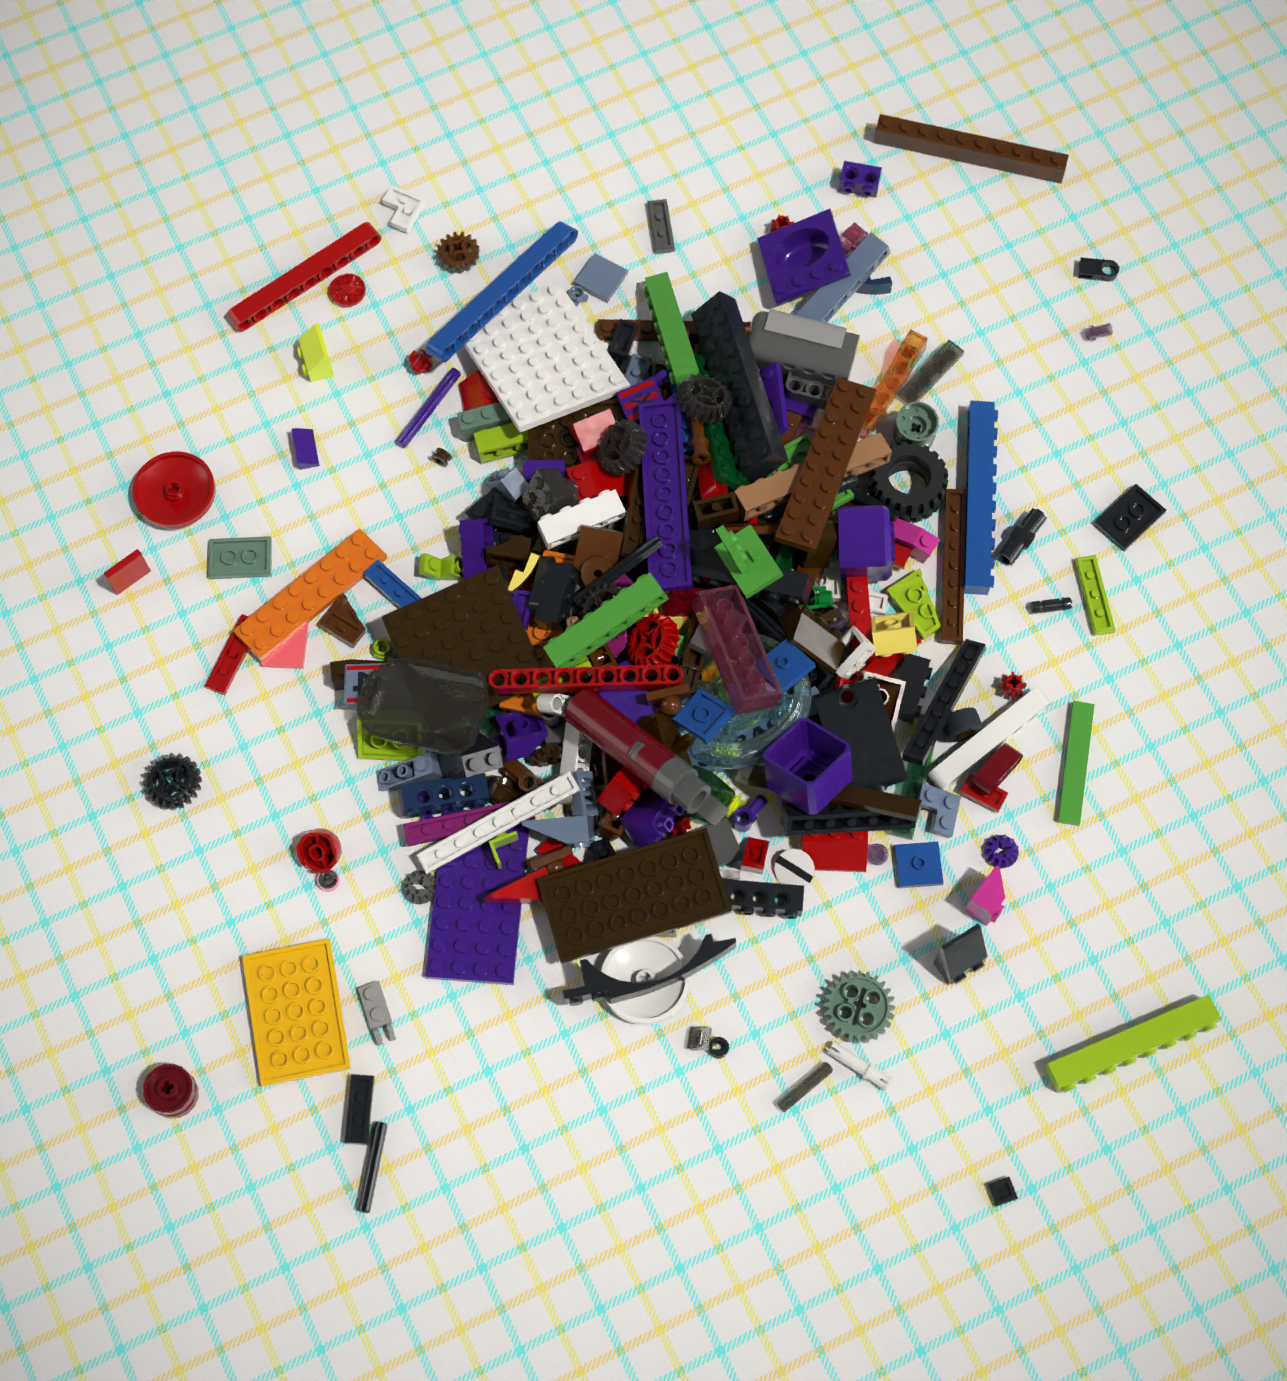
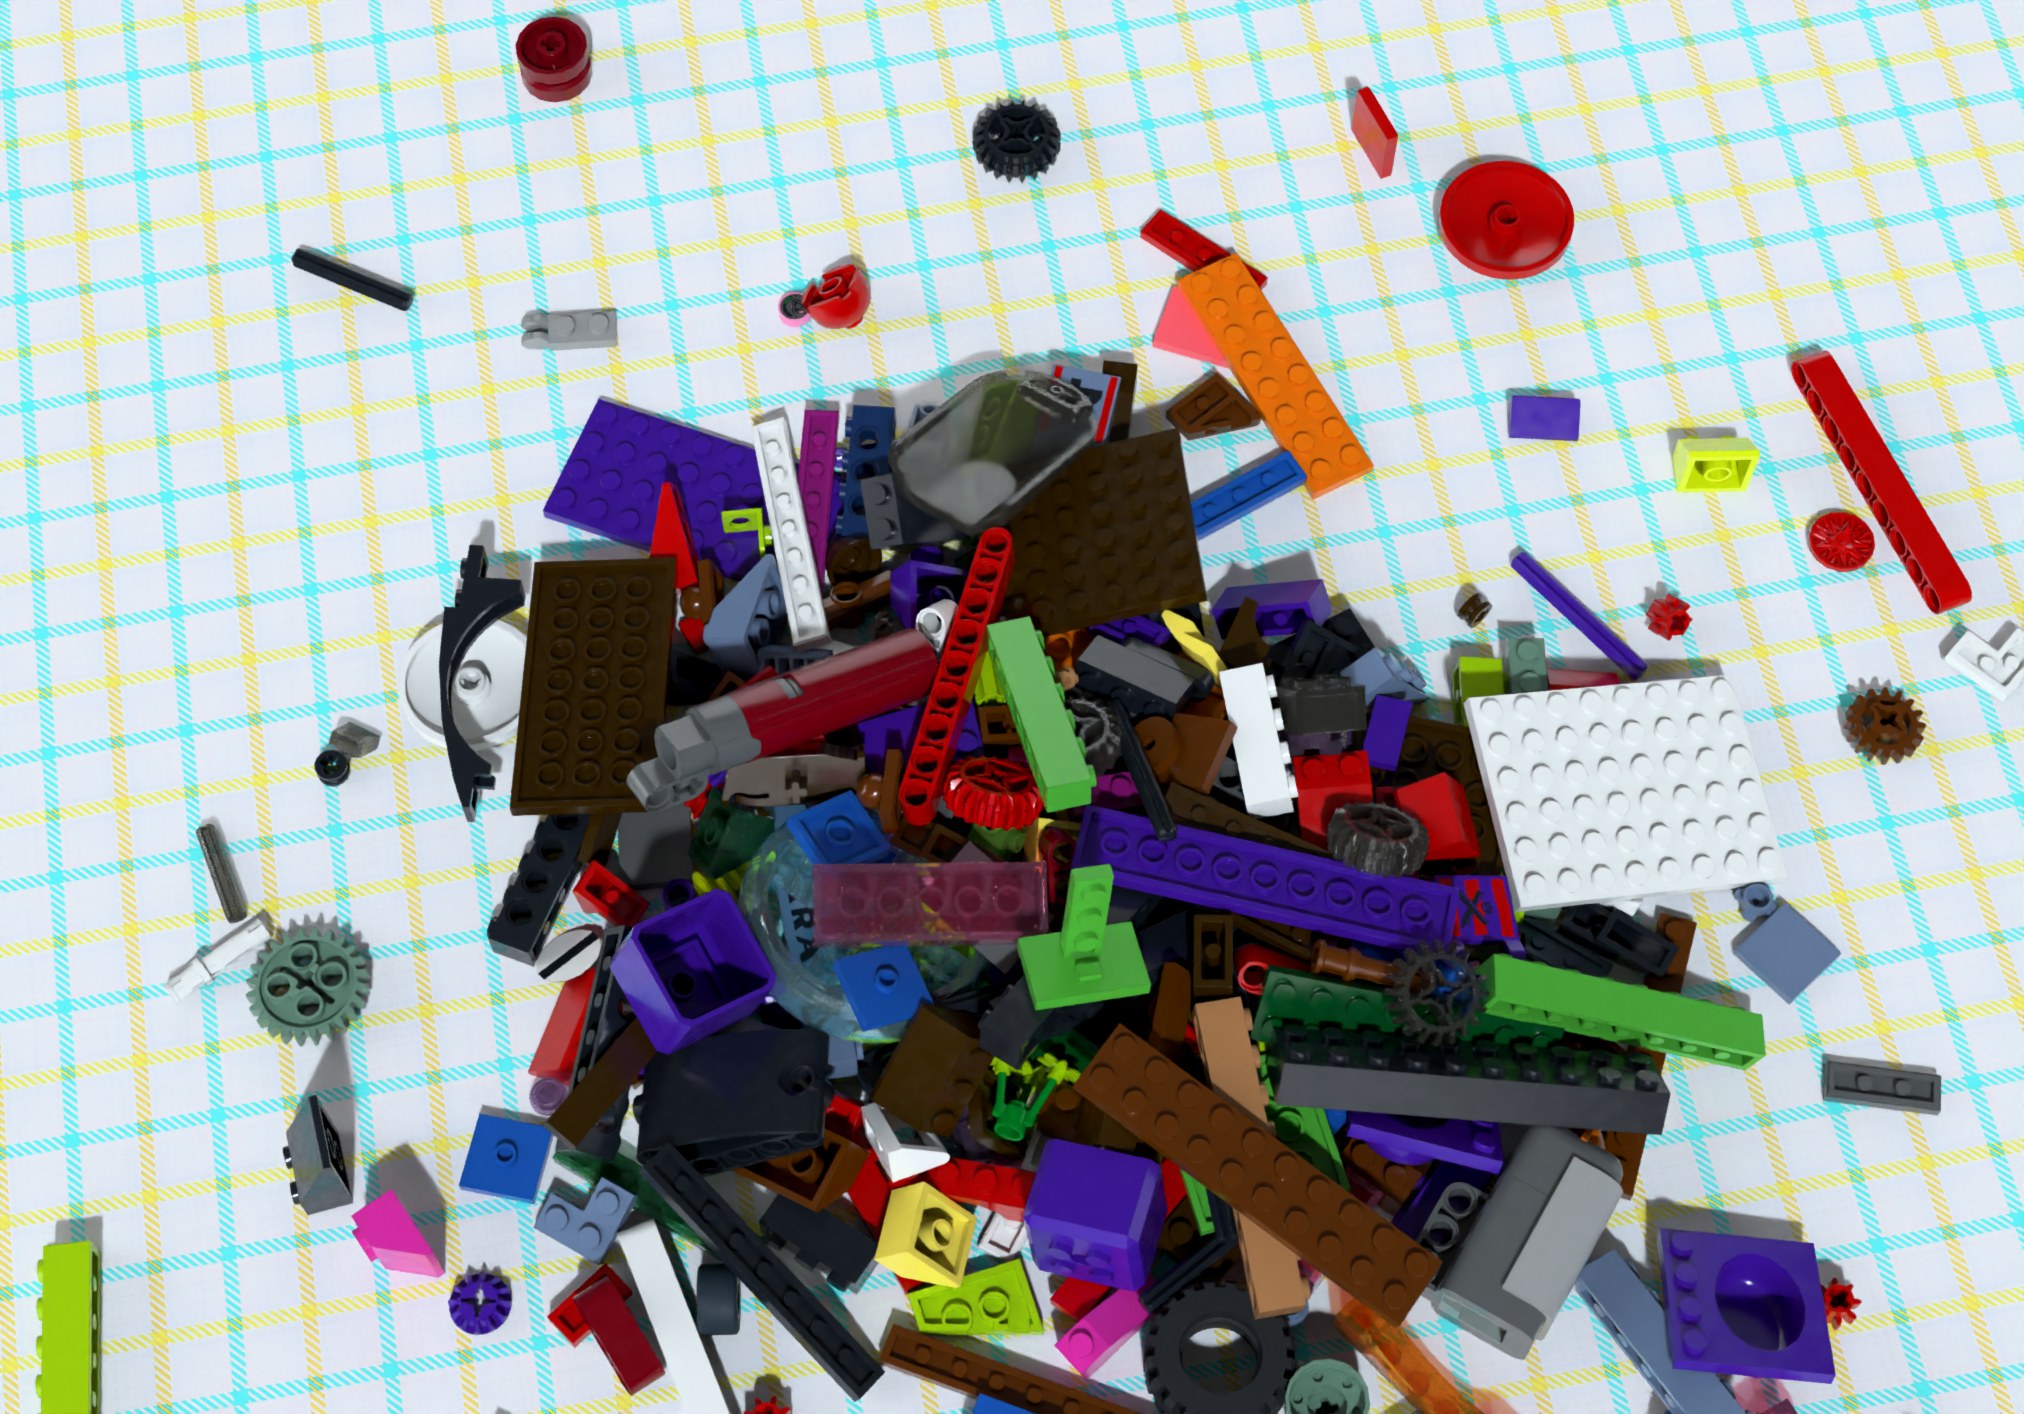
camera: 105 degrees right, 5 degrees down
(240, 557) = (1368, 296): sand green tile -> none
(296, 1012) = (609, 230): yellow plate -> none
(359, 1109) = (437, 278): black plate -> none
(424, 895) = (725, 426): dark grey gear -> none
(441, 569) = (1271, 557): lime slope -> none
(501, 292) = (1777, 766): blue beam -> none

